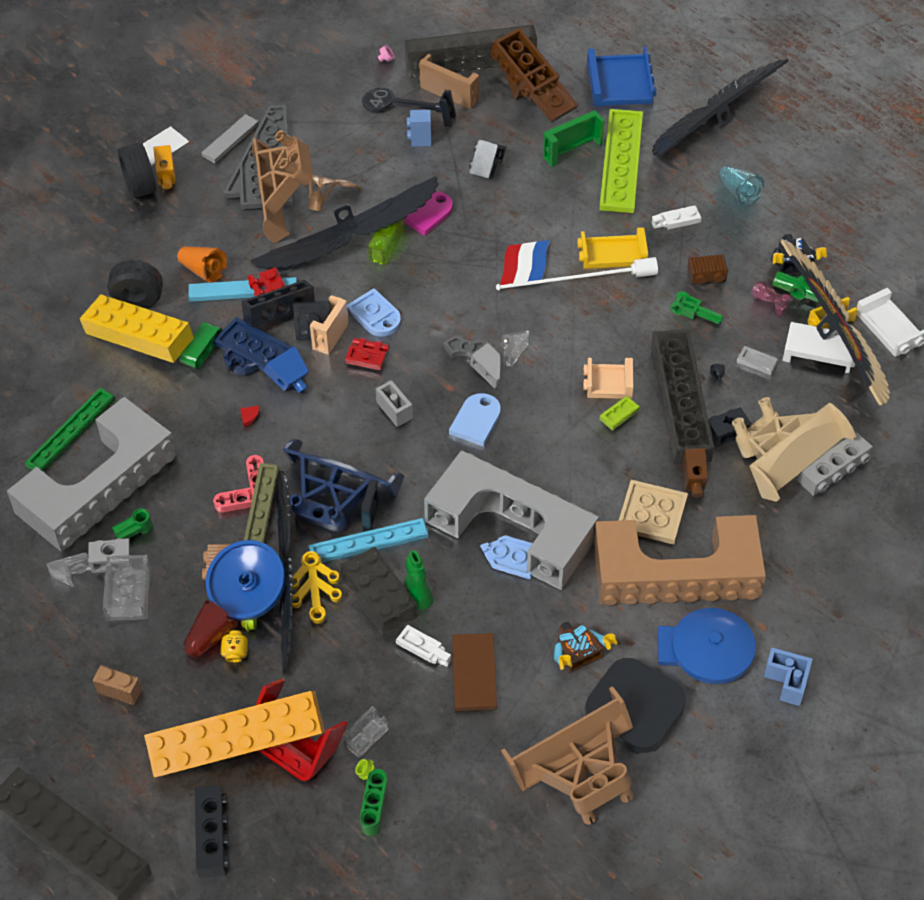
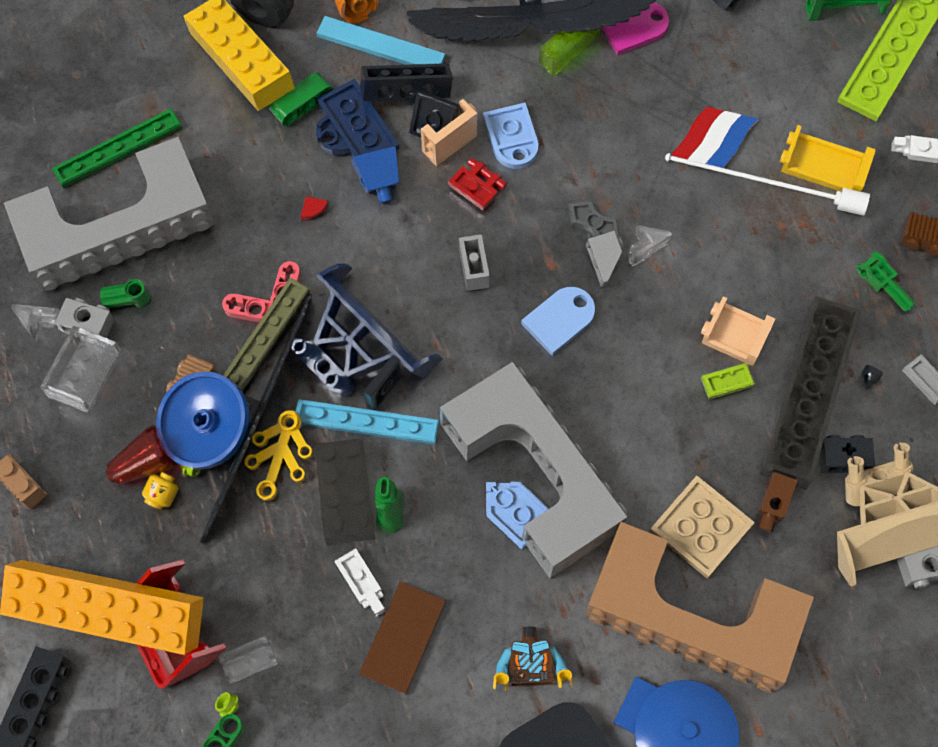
camera: 25 degrees right, 15 degrees up
(269, 279) = (413, 47): red plate -> none

